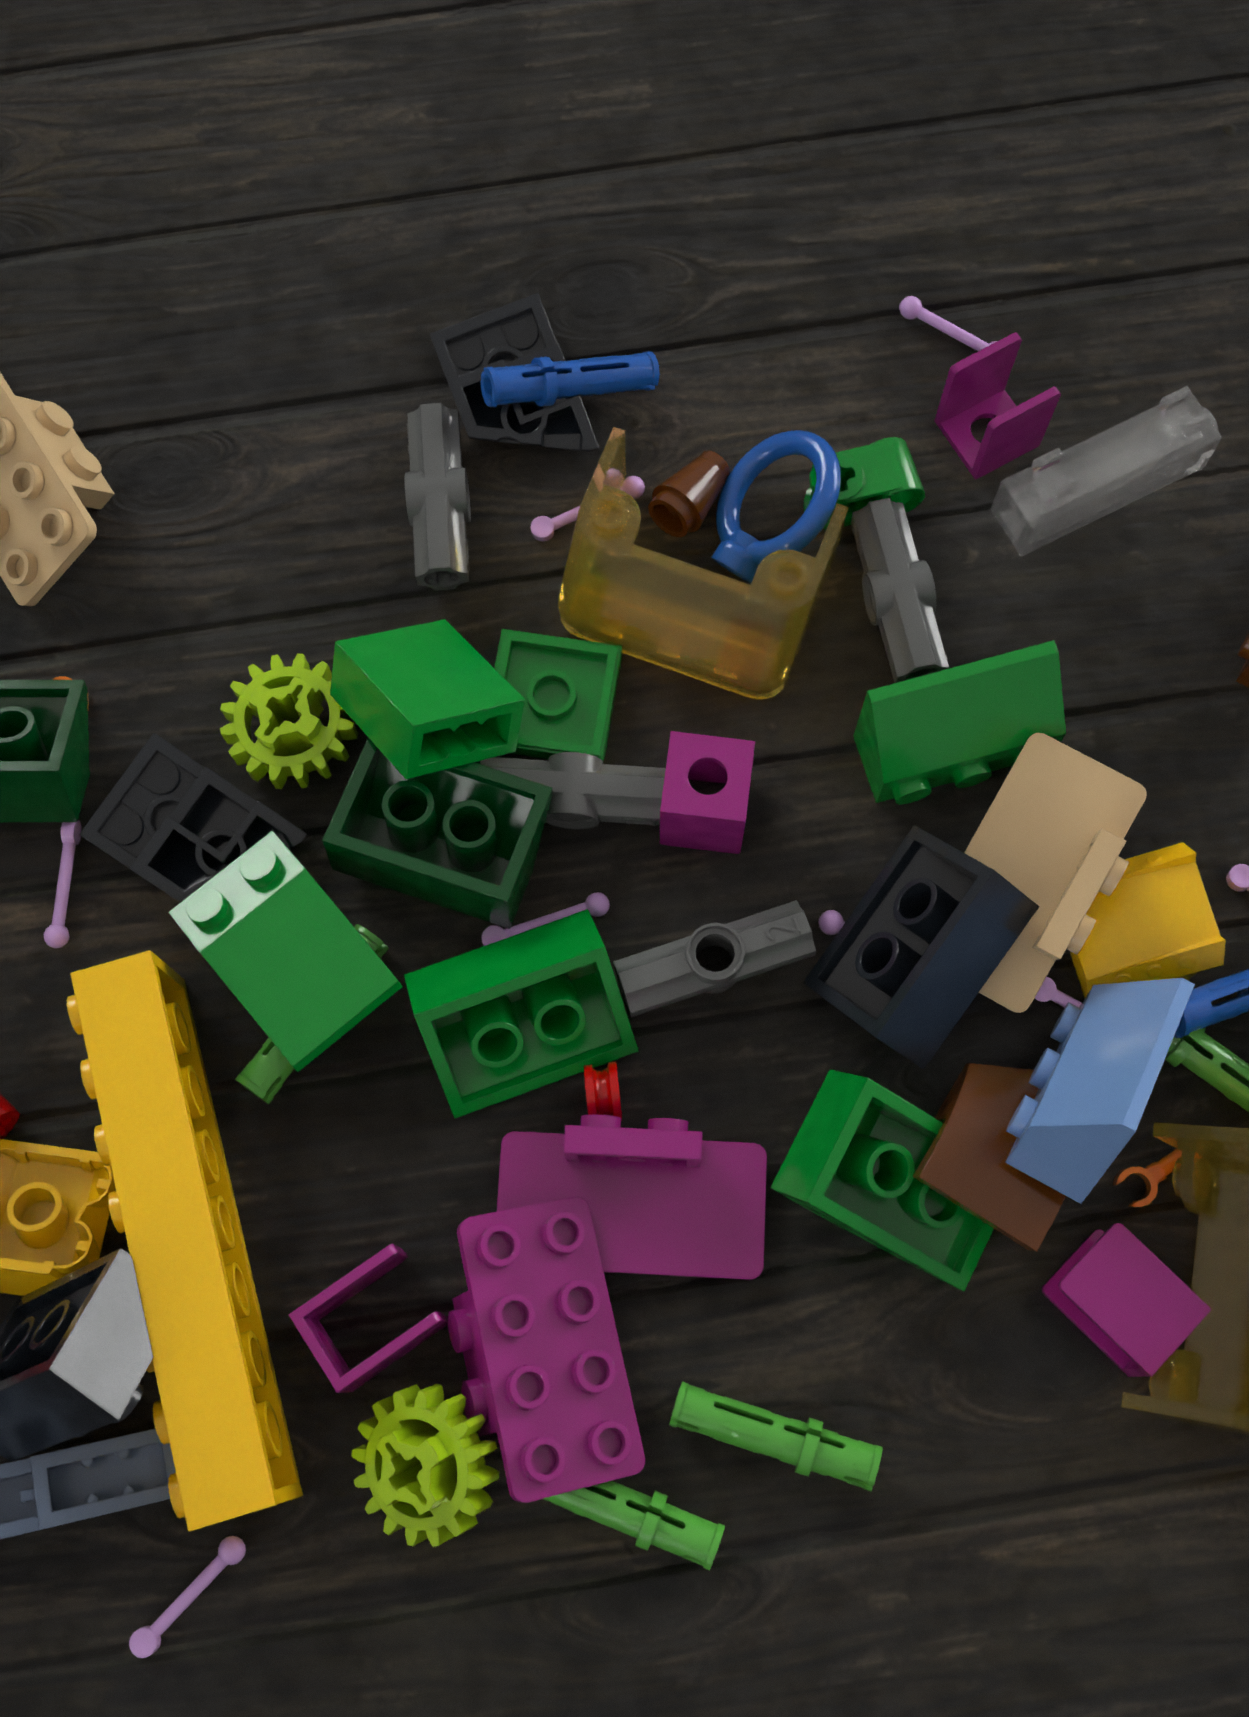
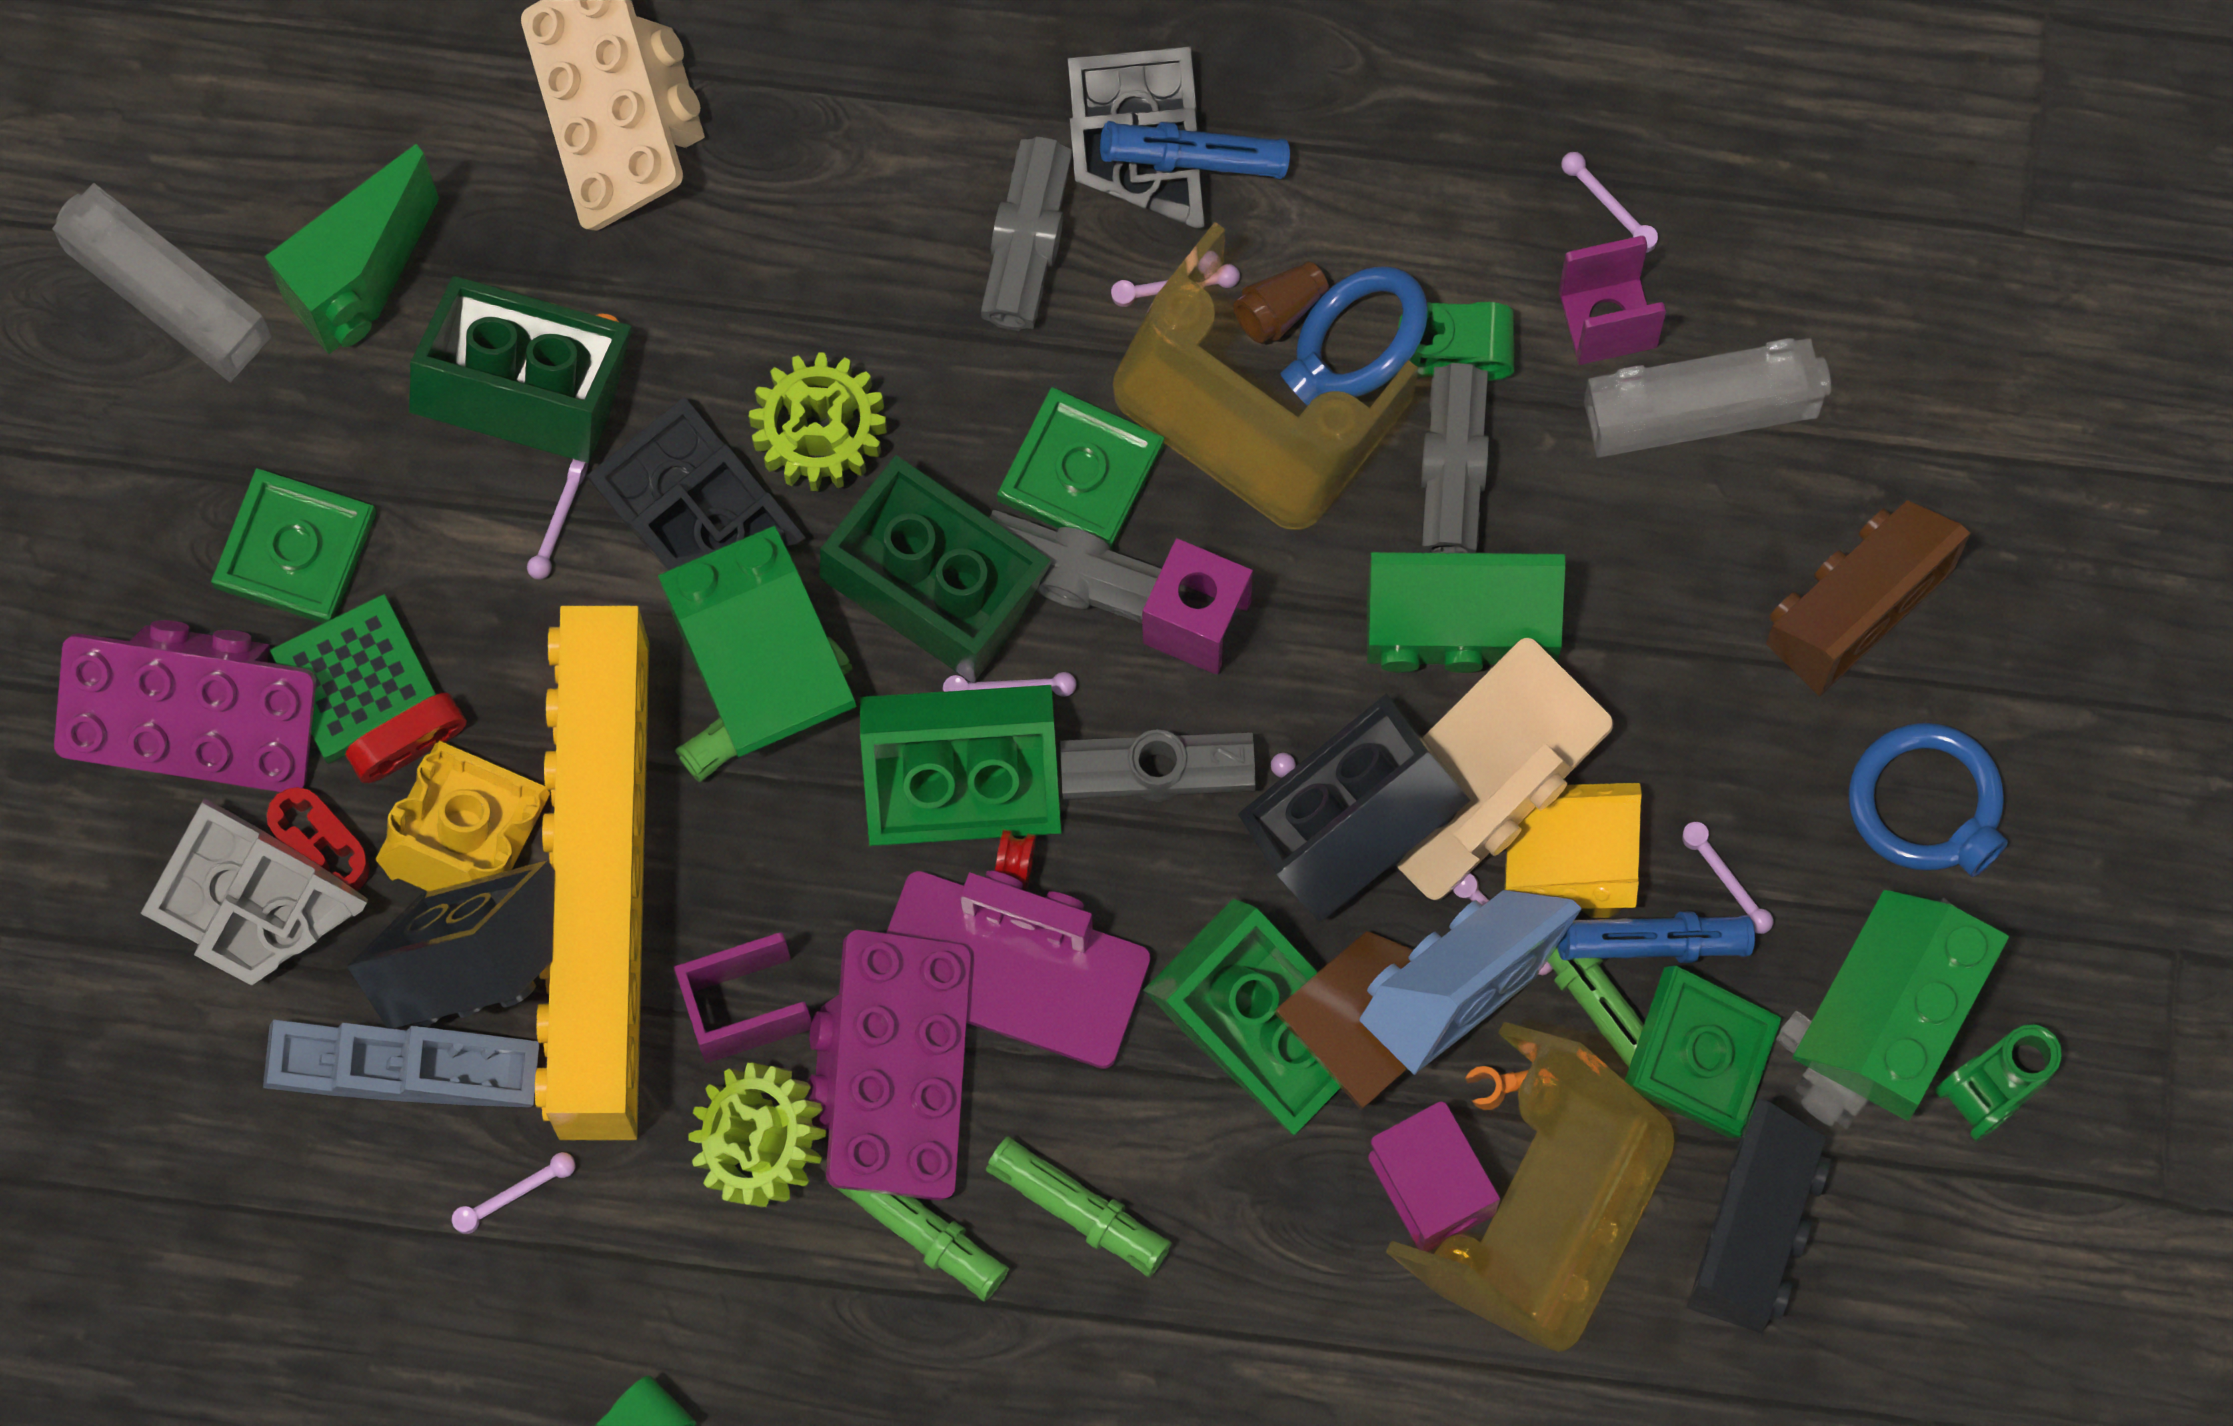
camera: 15 degrees right, 0 degrees up
(426, 698) = (956, 438): green brick -> none

